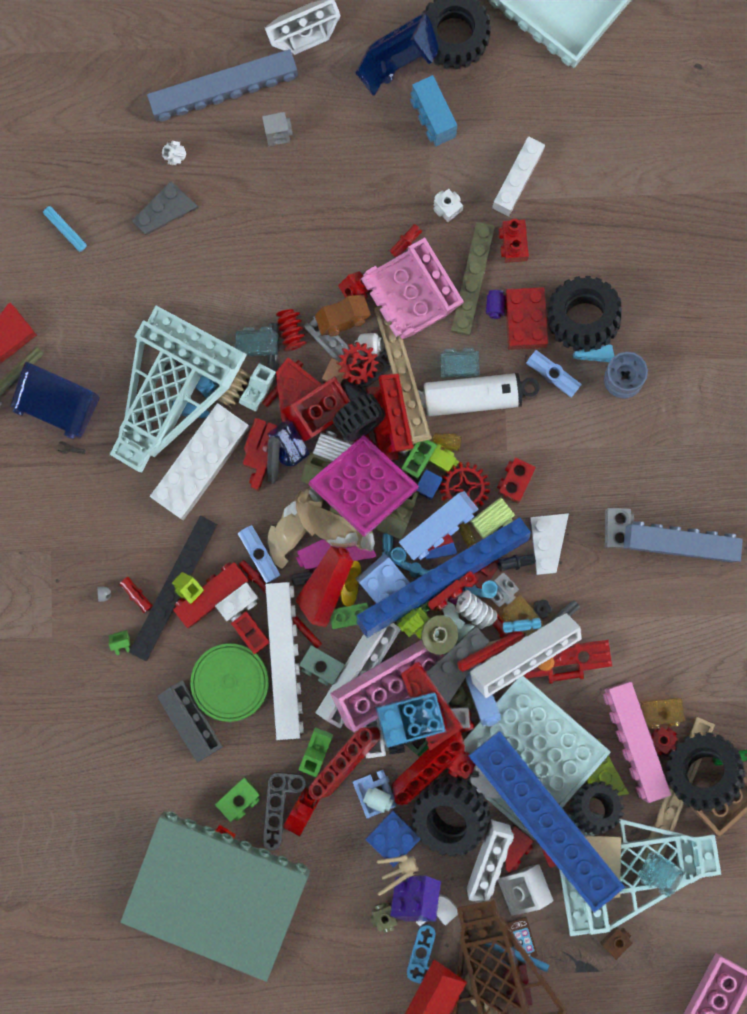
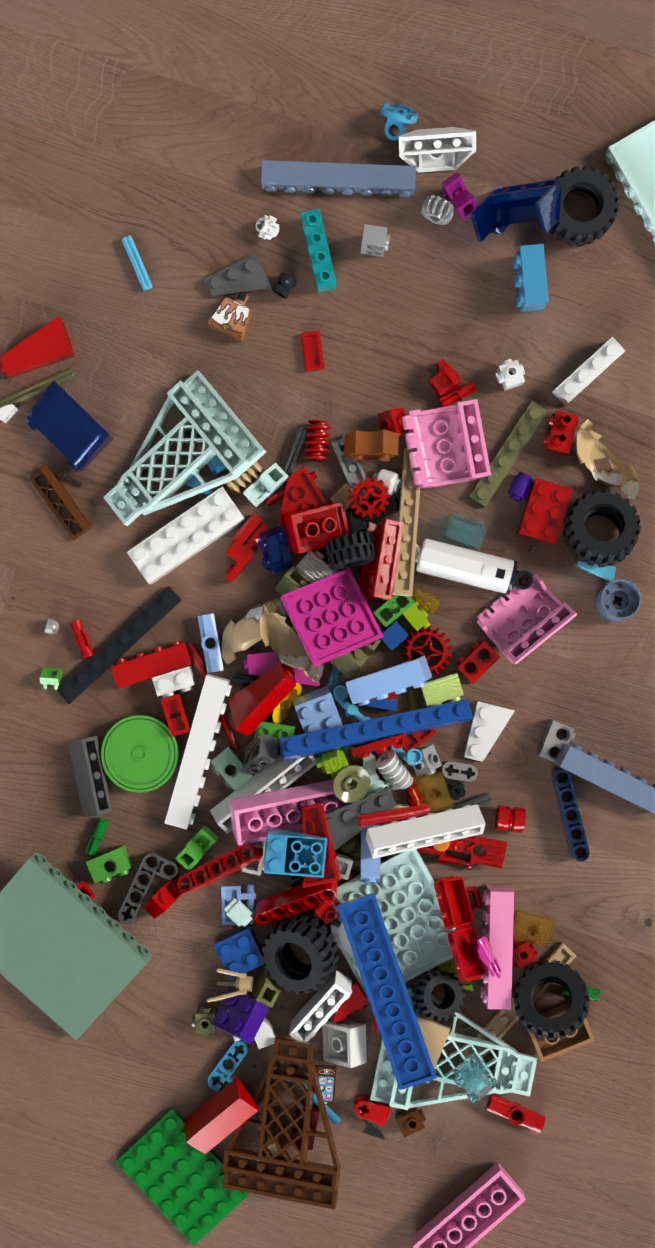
camera: 15 degrees right, 5 degrees up
(71, 467) = (63, 496): none -> reddish brown fence
(170, 246) = (232, 317): none -> torso
(187, 587) = (131, 651): lime brick -> none
(208, 200) = (284, 285): none -> black wheel
(216, 778) = (96, 836): none -> green axle
(229, 157) = (318, 250): none -> teal brick
(256, 250) = (312, 351): none -> red tile
(257, 342) = (281, 441): clear light blue brick -> none
(258, 10) = (399, 116): none -> dark azure tile
(273, 460) = (255, 559): dark grey axle -> none
(325, 81) = (437, 210): none -> light grey gear
(339, 62) = (458, 196): none -> magenta brick
(343, 639) = (260, 753): none -> dark grey brick
(389, 231) = (445, 380): none -> red brick
(430, 863) = (265, 989): none -> olive slope
(515, 562) = (448, 738): black axle -> none
(522, 625) = (432, 801): medium azure axle -> none
(539, 594) = (460, 766): none -> light grey beam
(543, 365) = (543, 562): light blue piece -> none
(544, 424) = (524, 619): none -> bright pink slope
(547, 246) = (590, 448): none -> tan animal
(580, 945) = (373, 1111): none -> red piece
(586, 723) = (458, 914): none -> red piece
(602, 616) = (512, 819): none -> red wheel
(629, 751) = (487, 956): none -> dark pink piece
(666, 595) = (576, 821): none -> dark blue beam
(702, 897) = (526, 1118): none -> red piece

